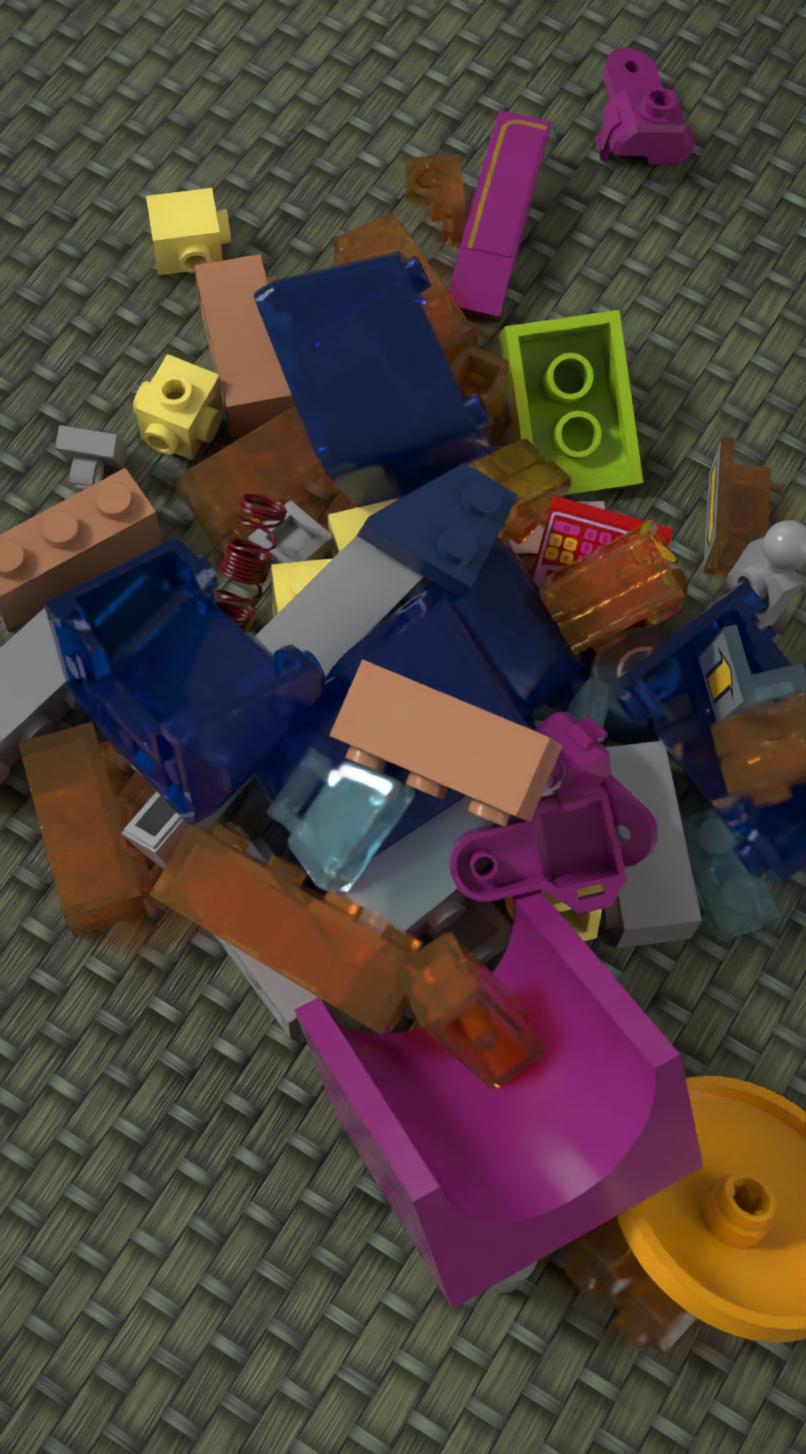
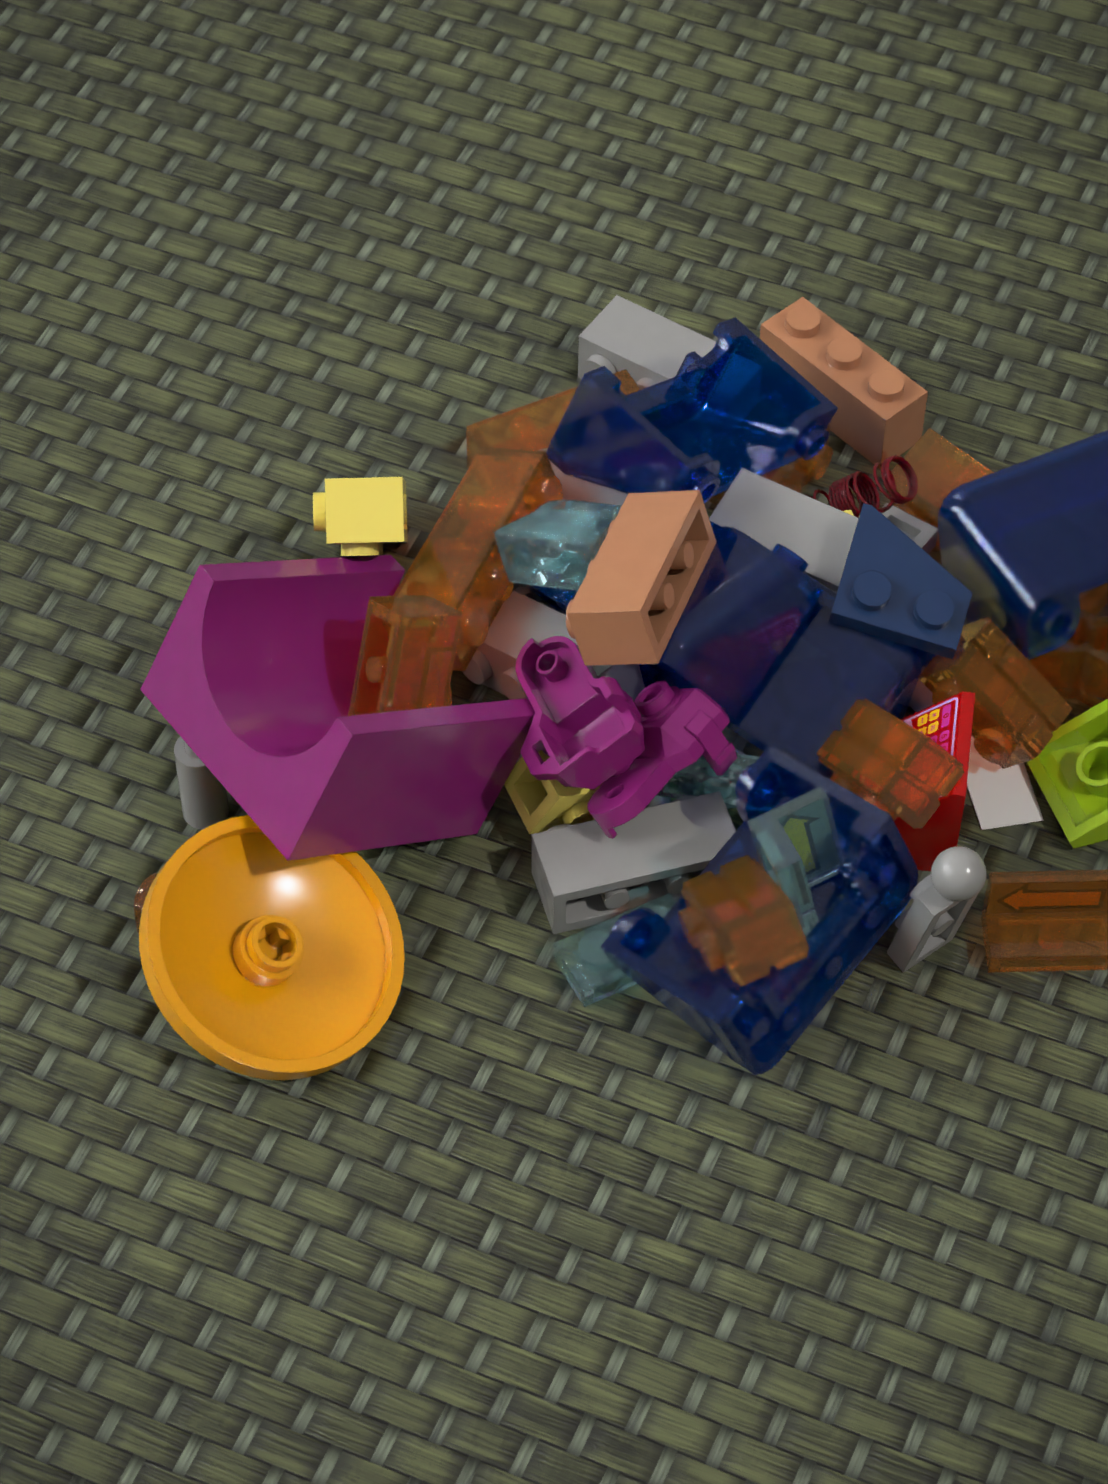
camera: 85 degrees right, 15 degrees down
(90, 453) = (952, 386): light grey tile -> none
(179, 408) = (1018, 429): light yellow brick -> none
(221, 1030) = (362, 513): none -> light yellow brick

